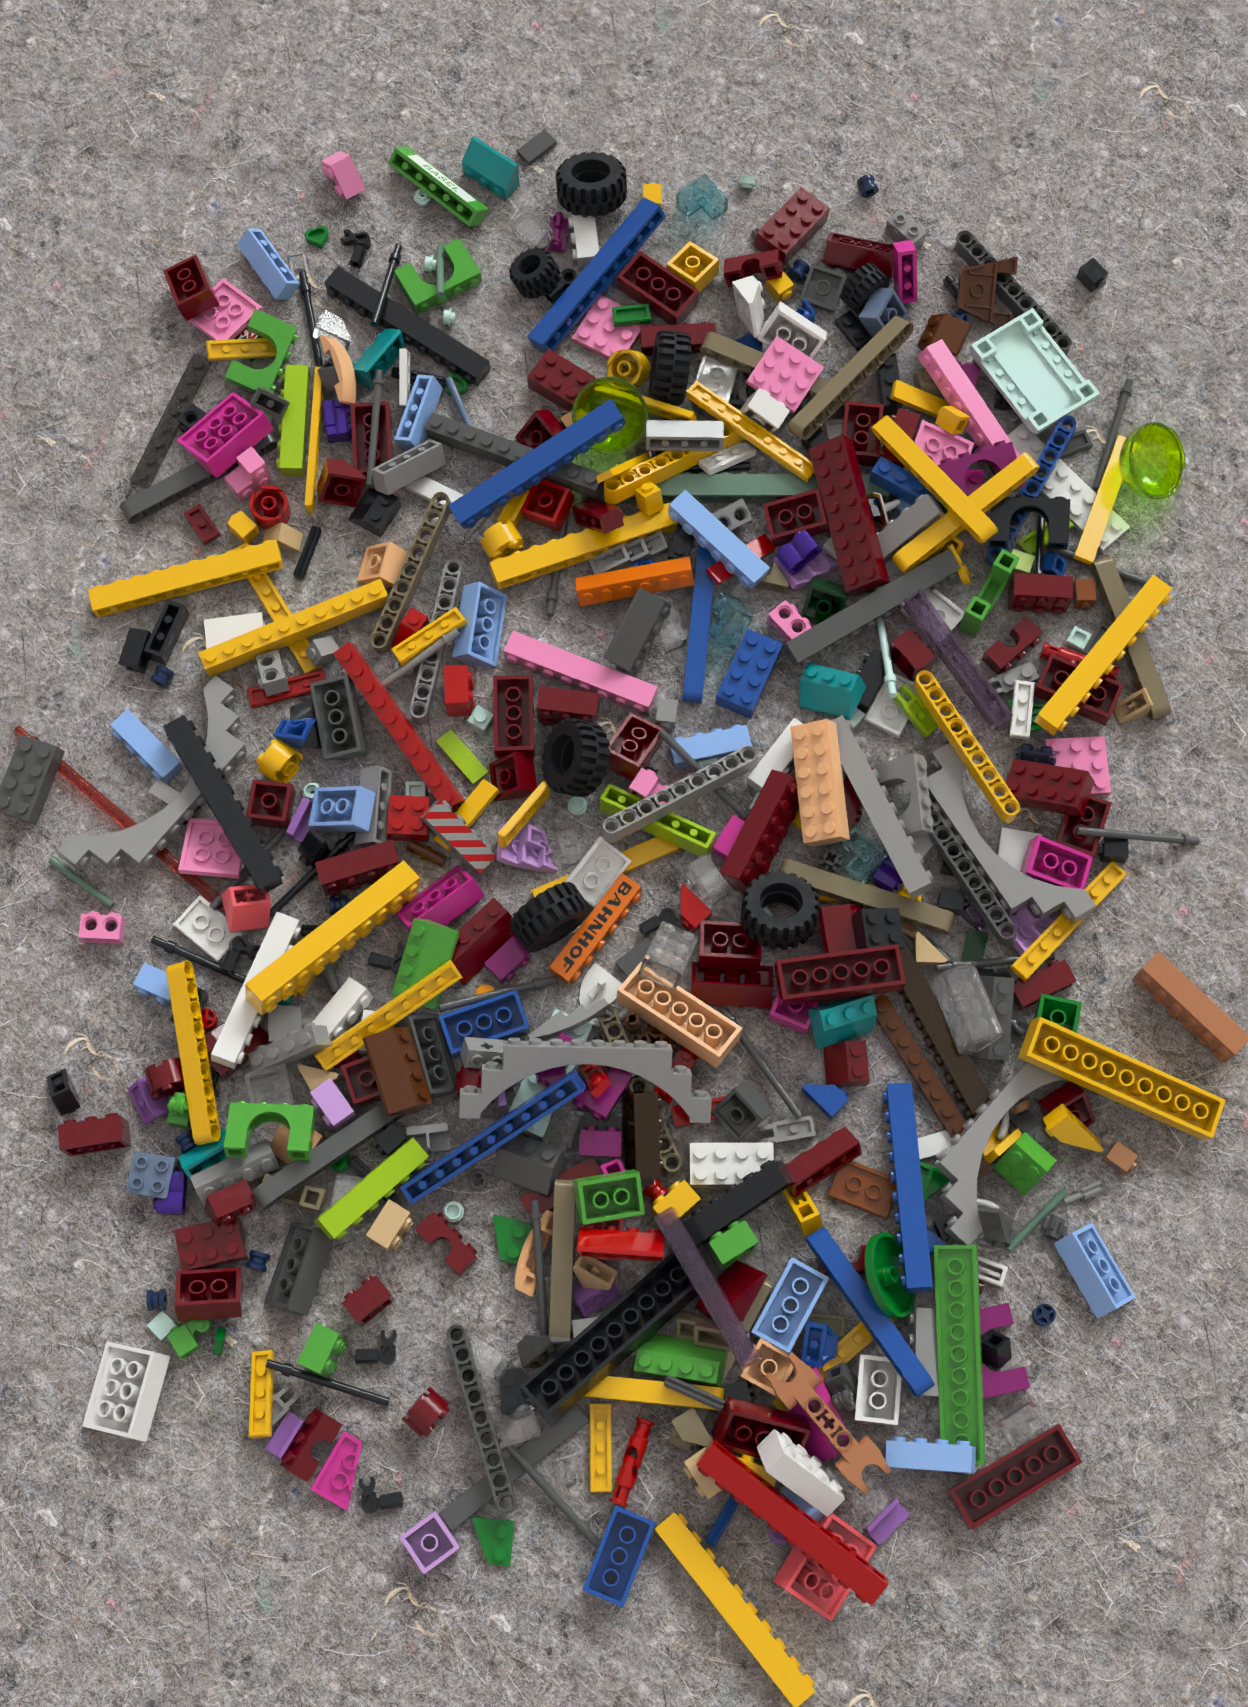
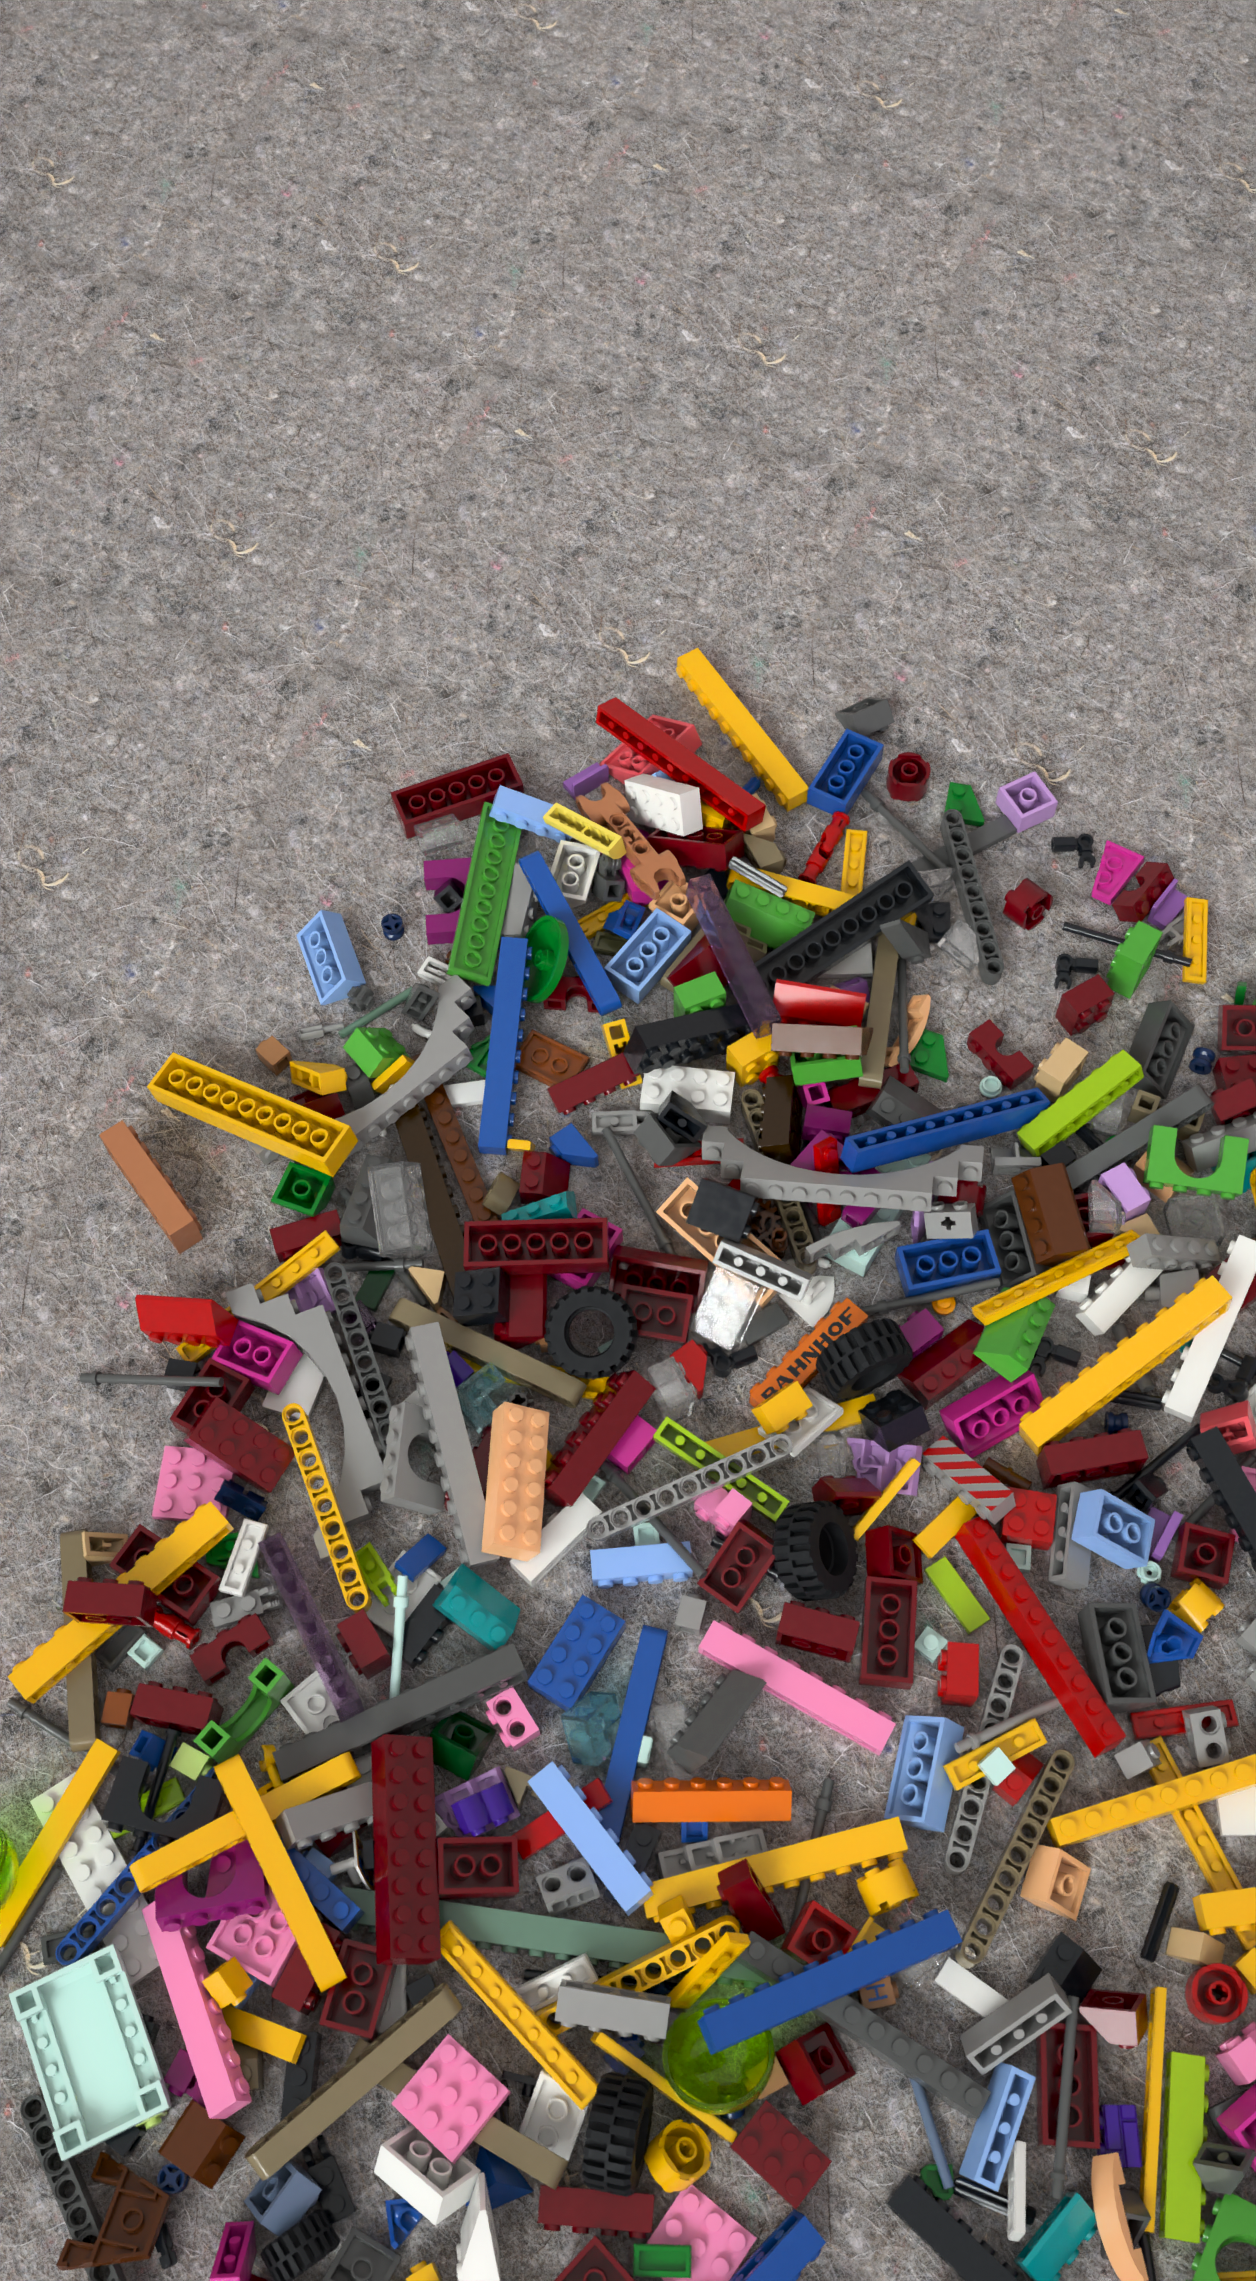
camera: 170 degrees left, 10 degrees down
(308, 770) = (1161, 1597): none -> dark blue wheel
(351, 1076) = (1104, 1210): none -> clear slope
(428, 624) = (996, 1766): none -> light aqua tile
(521, 877) = (894, 1420): none -> black brick
(544, 1552) = (908, 777): none -> dark red brick
(556, 813) = (848, 1493): none -> dark red slope
(605, 1642) = (866, 716): none -> dark grey slope
(613, 870) = (782, 1408): none -> yellow brick
(614, 1199) = (820, 1039): none -> slope
(643, 979) = (763, 1269): none -> light grey brick
(683, 1023) = (723, 1210): none -> black brick
(687, 613) = (645, 1752): none -> light aqua tile
(733, 1126) = (682, 1117): none -> black slope
(765, 410) = (492, 2044): white brick -> none
(872, 1087) = (520, 1145): none -> yellow tile
(874, 1422) = (585, 831): none -> light yellow brick
(882, 1042) = (501, 1193): none -> dark tan beam
(884, 729) = (420, 1557): none -> blue tile
(1109, 634) = (110, 1602): none -> dark red brick
(1122, 884) = (185, 1320): none -> red slope

